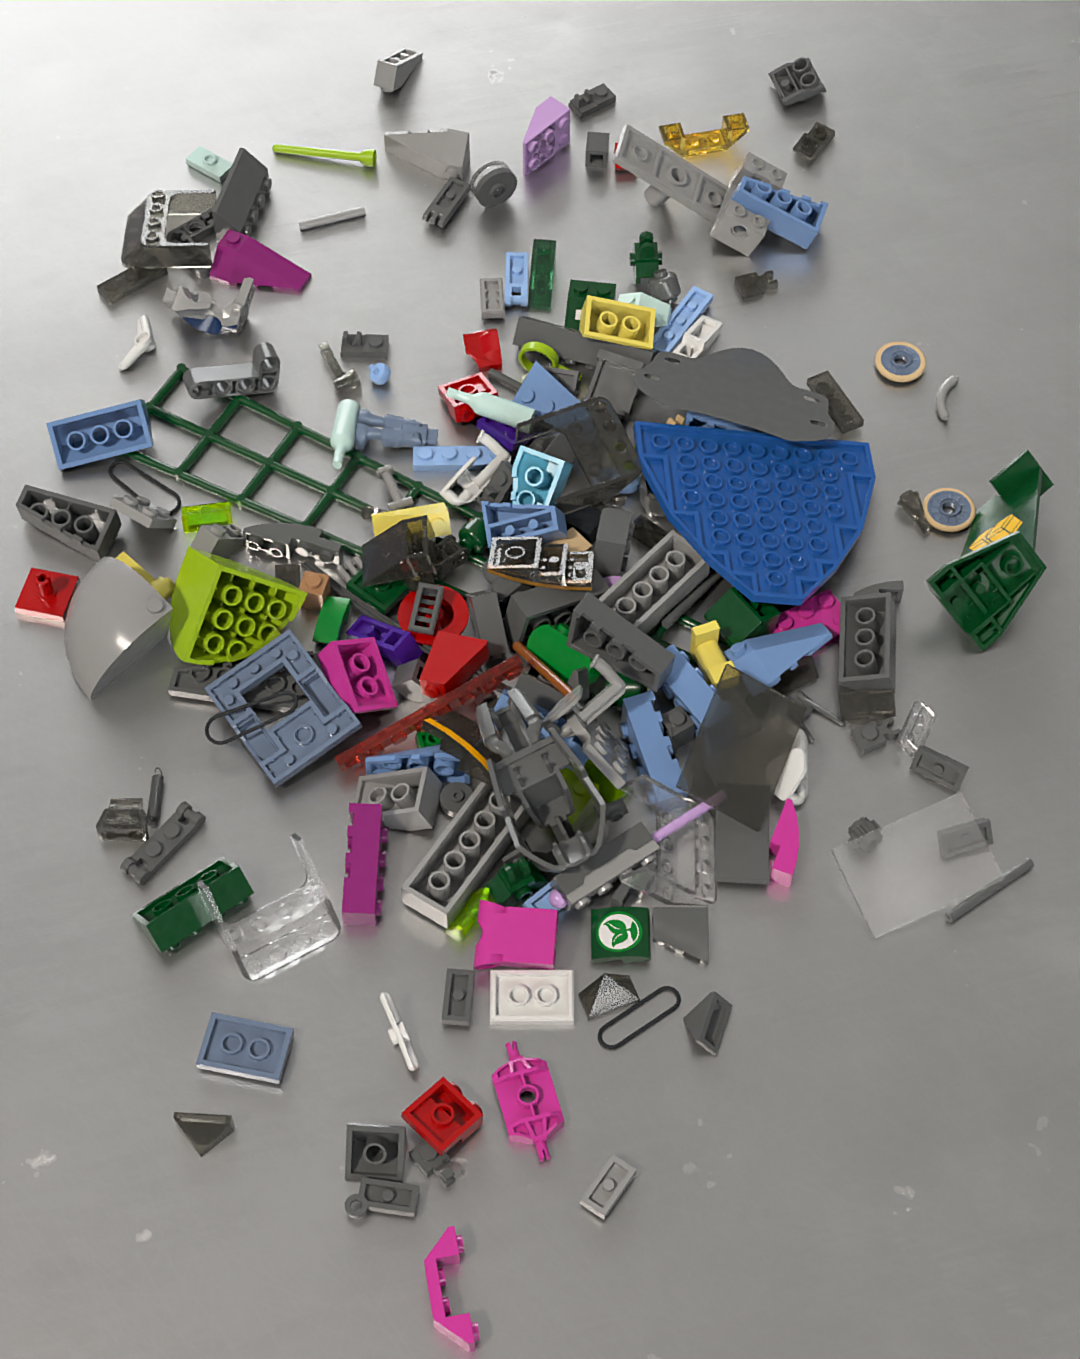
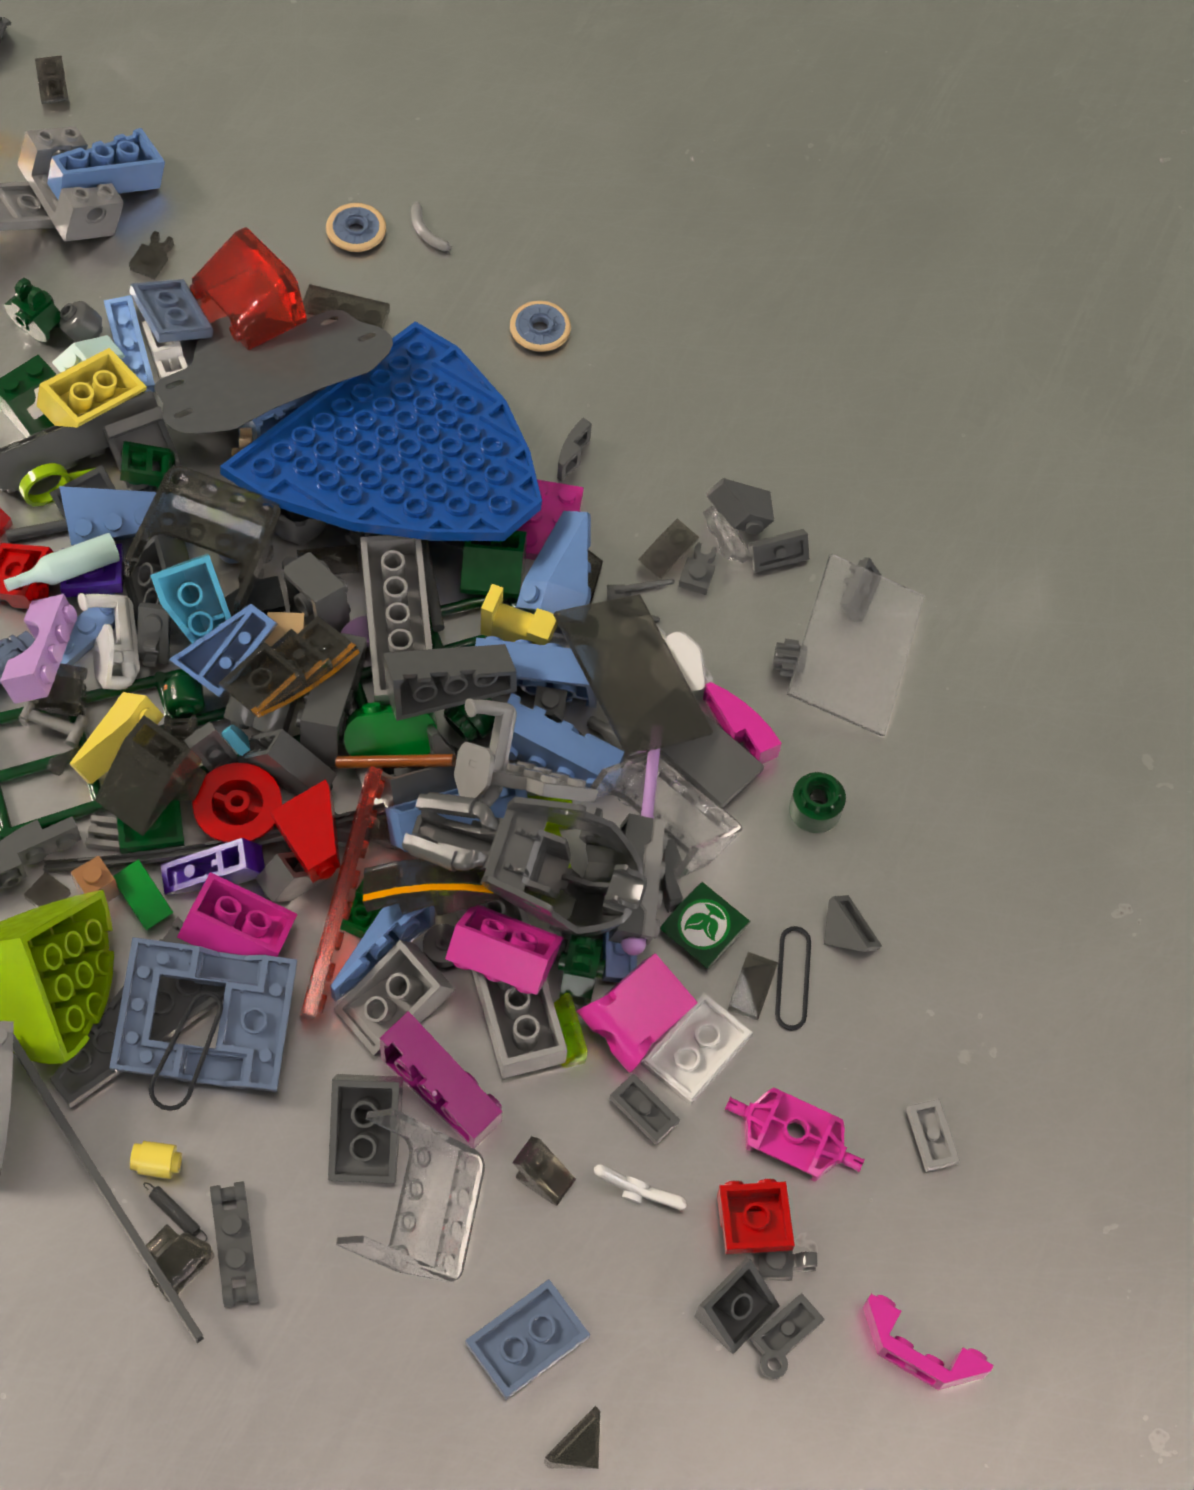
camera: 55 degrees left, 5 degrees up
(129, 746) = (106, 1192): none -> dark grey piece
(175, 760) = (155, 1159): none -> light yellow brick
(183, 910) = (325, 1279): dark green slope -> none
(278, 859) = (357, 1146): none -> dark grey slope
(360, 969) = (542, 1171): none -> clear smoke slope
(405, 447) = (34, 670): none -> lavender arch
(413, 475) = (67, 692): none -> clear smoke piece
(432, 591) = (226, 777): dark grey slope -> none
(452, 571) = (211, 747): none -> dark grey plate
(474, 580) = (236, 739): none -> medium azure tile
(474, 823) = (503, 949): none -> dark pink slope
(600, 384) = (137, 463): none -> dark green plate
(683, 930) = (747, 872): dark grey slope -> none
(724, 320) = (171, 310): none -> sand blue tile
(772, 944) = (811, 815): none -> dark green piece
(778, 343) = (250, 289): none -> clear red windscreen
(867, 642) = (615, 494): dark grey slope -> none
(912, 505) = (511, 347): clear smoke cone -> none
(945, 719) = (742, 505): none -> dark grey slope
(980, 896) = (918, 638): dark grey piece -> none
(999, 557) = (631, 327): dark green piece -> none

